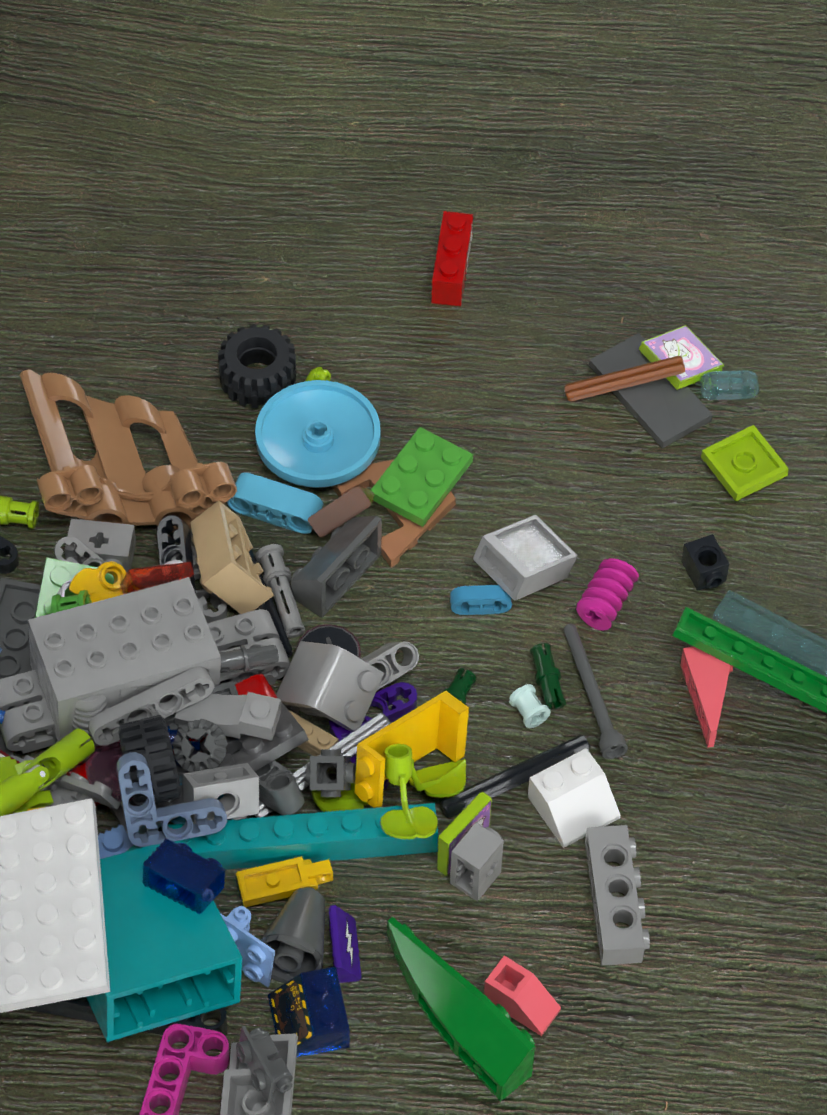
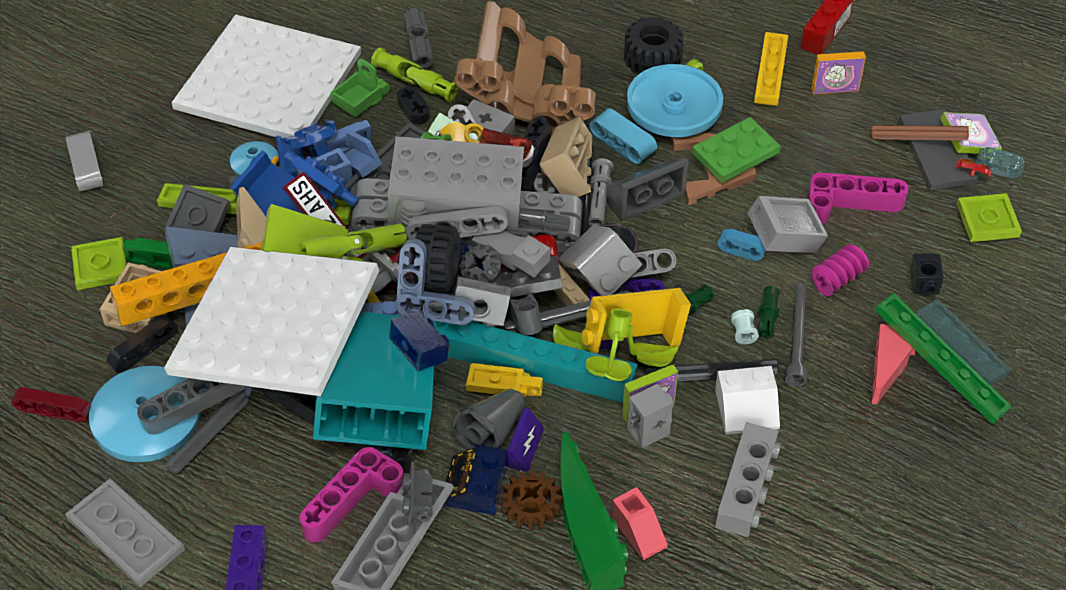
camera: 25 degrees right, 5 degrees down
(256, 955) = (445, 411): light blue hinge -> none
(318, 772) = (568, 316): dark grey brick -> none
(341, 510) = (665, 150): reddish brown slope -> none
(396, 1024) = (531, 499): none -> reddish brown gear
(411, 346) = (771, 69): none -> yellow plate
(497, 329) = (838, 72): none -> tile
(618, 476) = (855, 192): none -> dark pink beam
(693, 401) = (974, 167): none -> red piece

